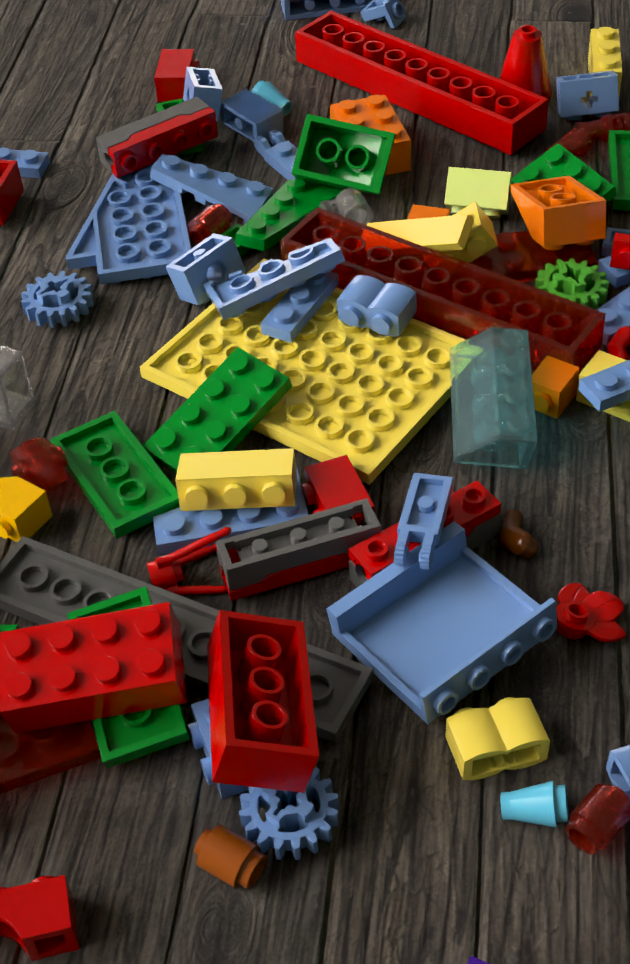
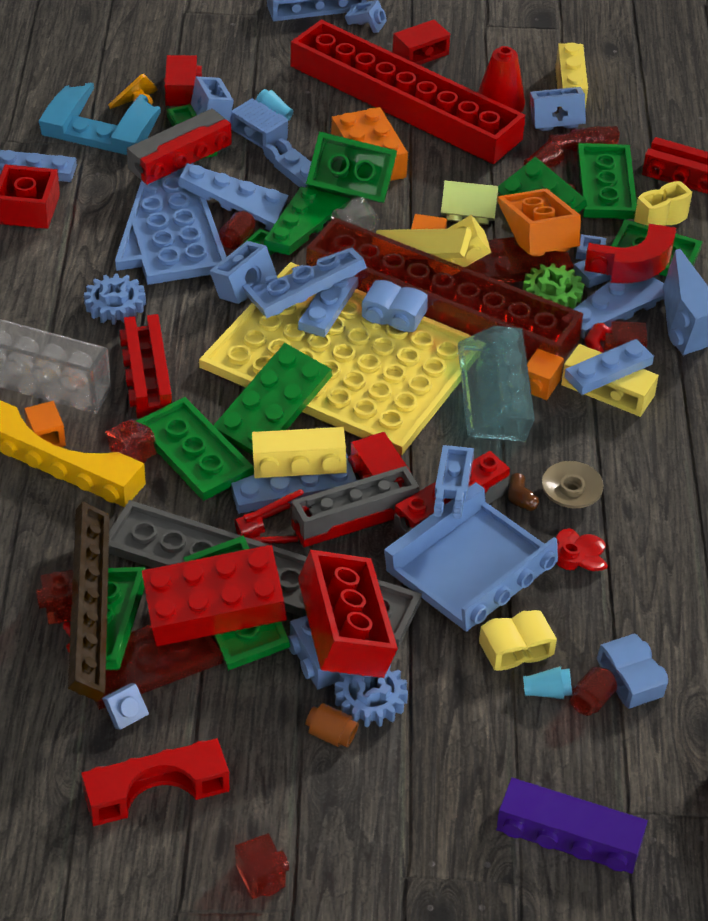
camera: 10 degrees left, 0 degrees up
(44, 114) = (63, 121): none -> dark azure wedge
(77, 374) = (147, 365): none -> red brick
(125, 85) = (140, 85): none -> light orange piece
(442, 33) = (422, 42): none -> red brick
(583, 525) = (572, 484): none -> dark tan dish

